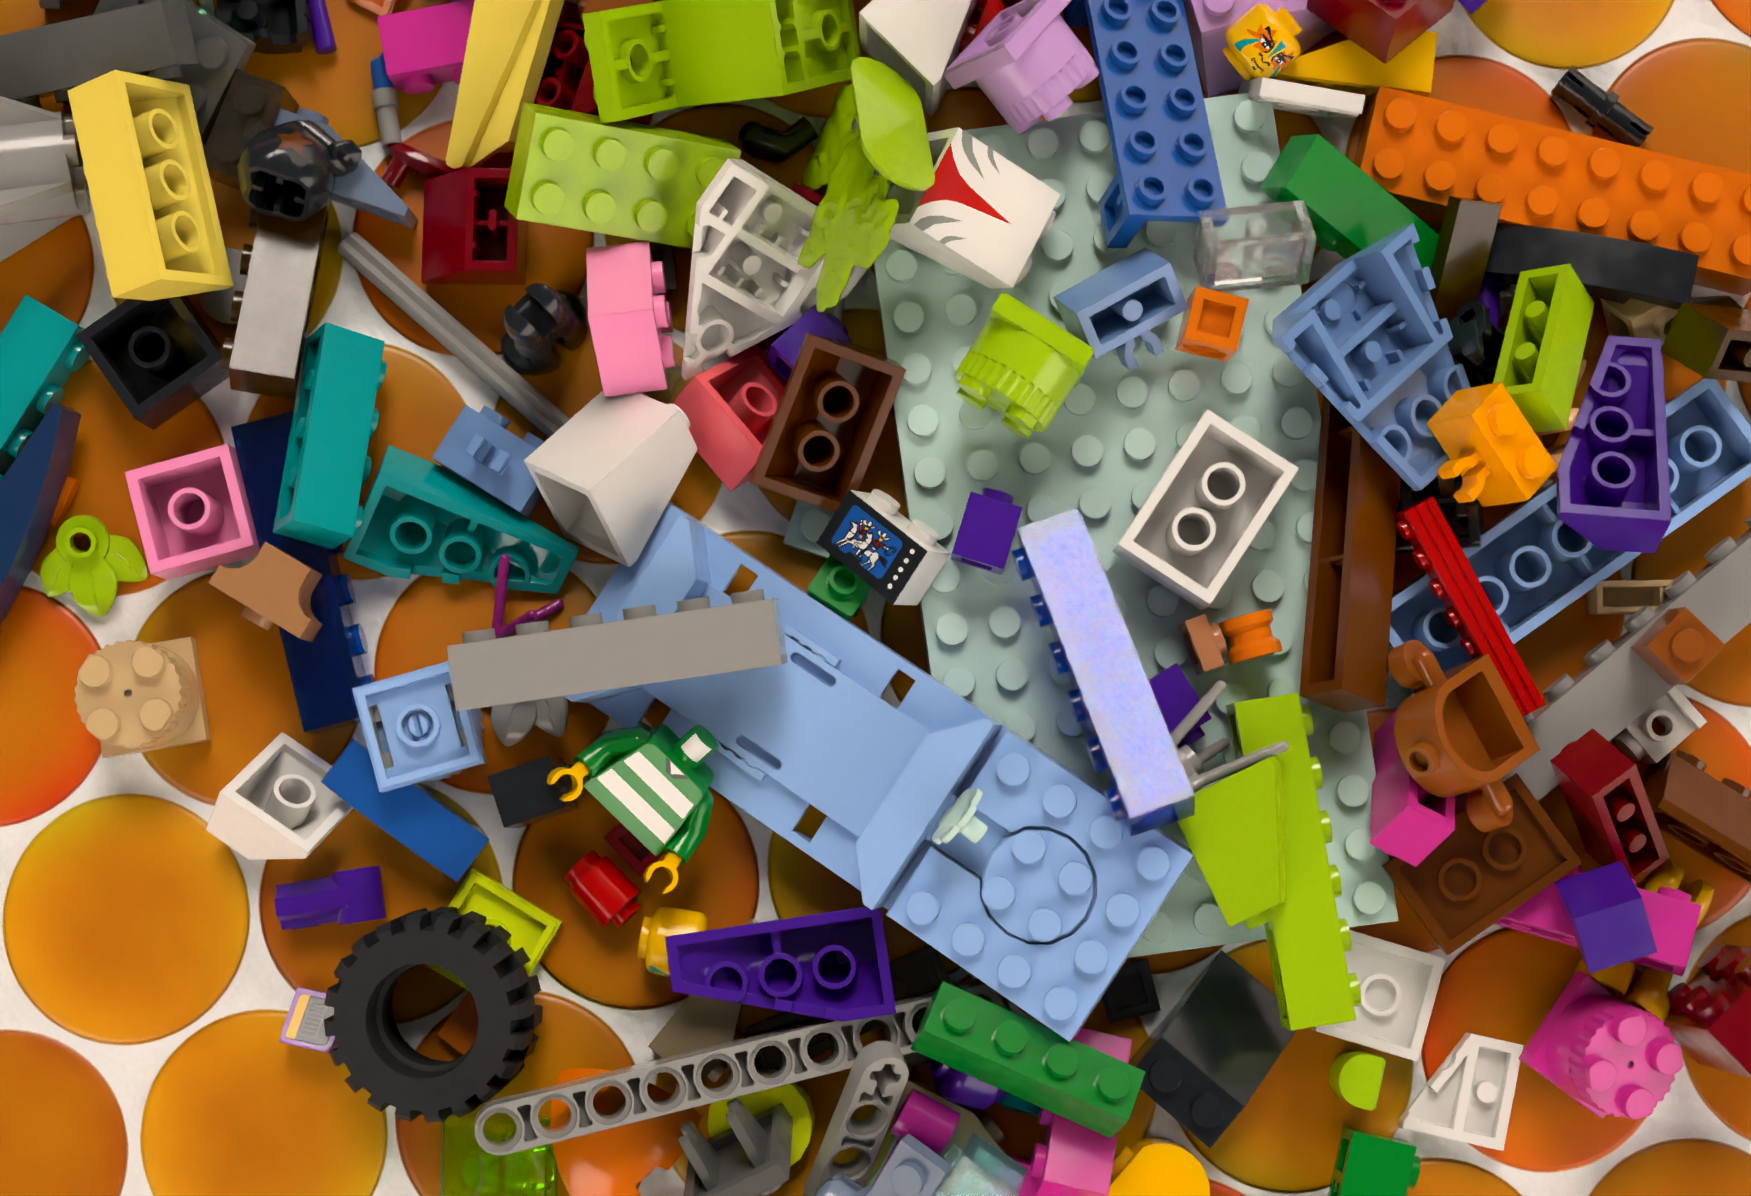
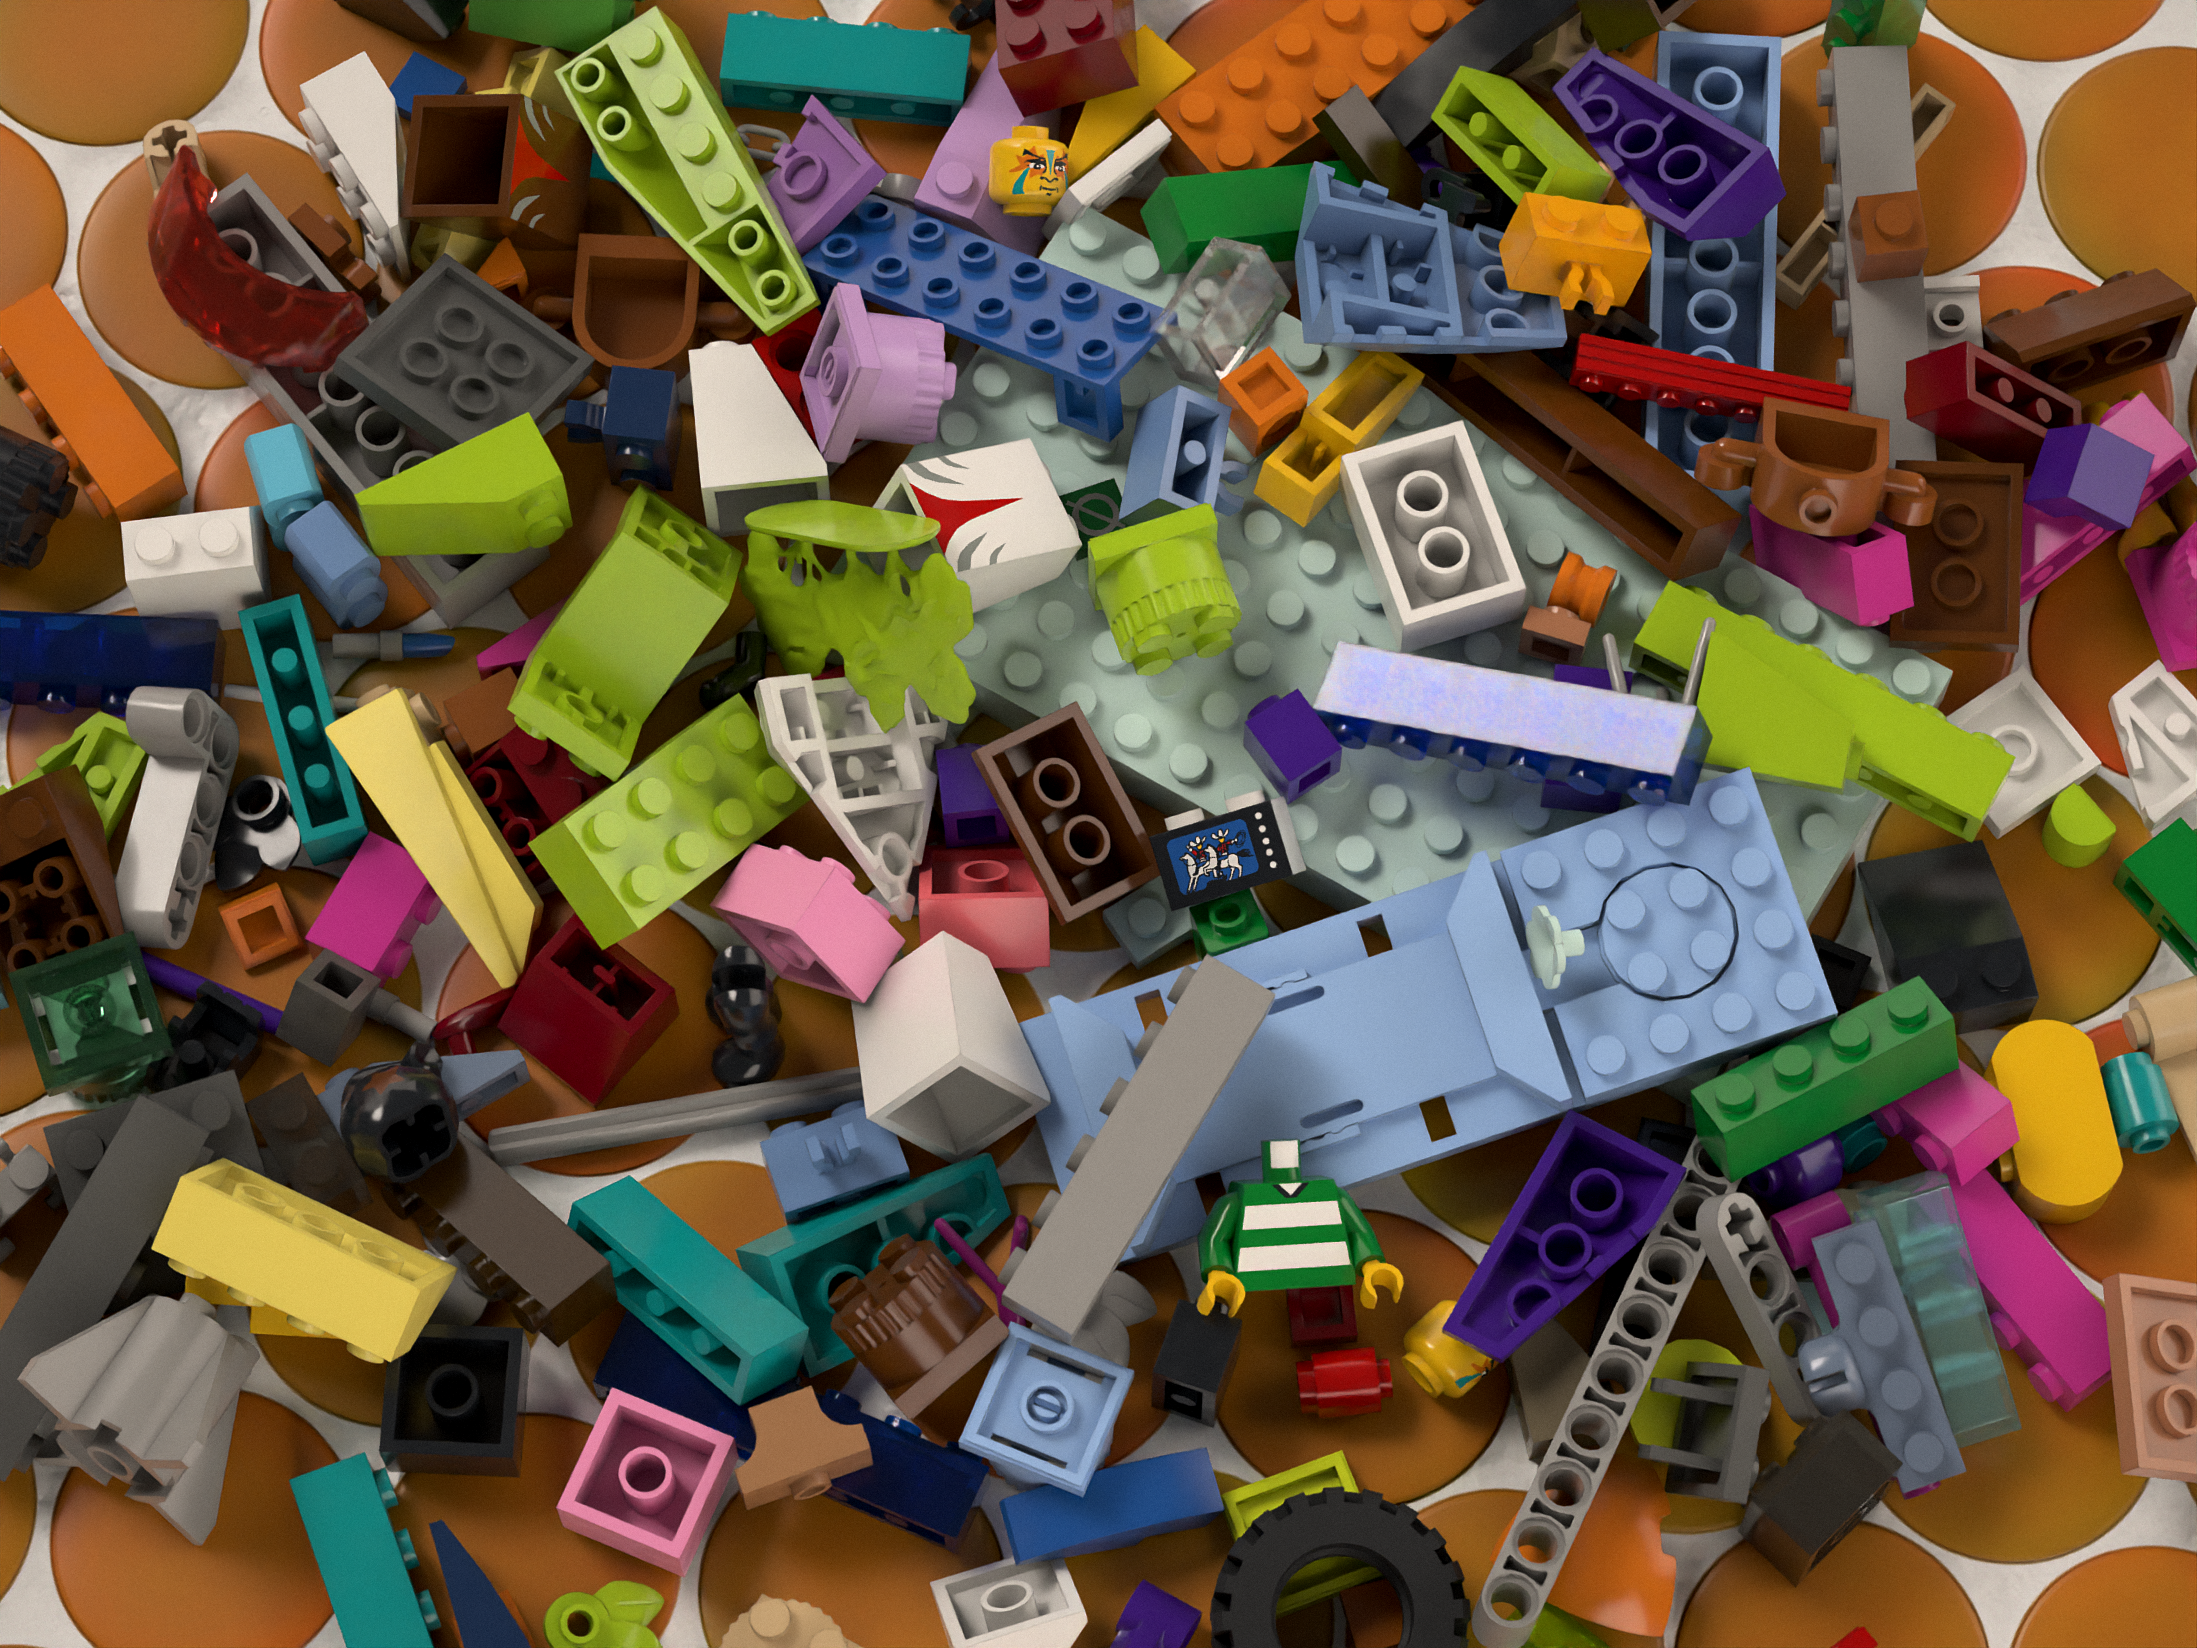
camera: 50 degrees left, 15 degrees down
(347, 67) = (327, 1007): none -> flat silver brick
(414, 599) = (914, 1323): none -> reddish brown piece
(1047, 278) = (1094, 511): none -> dark green tile
(1231, 390) = (1340, 421): none -> yellow slope

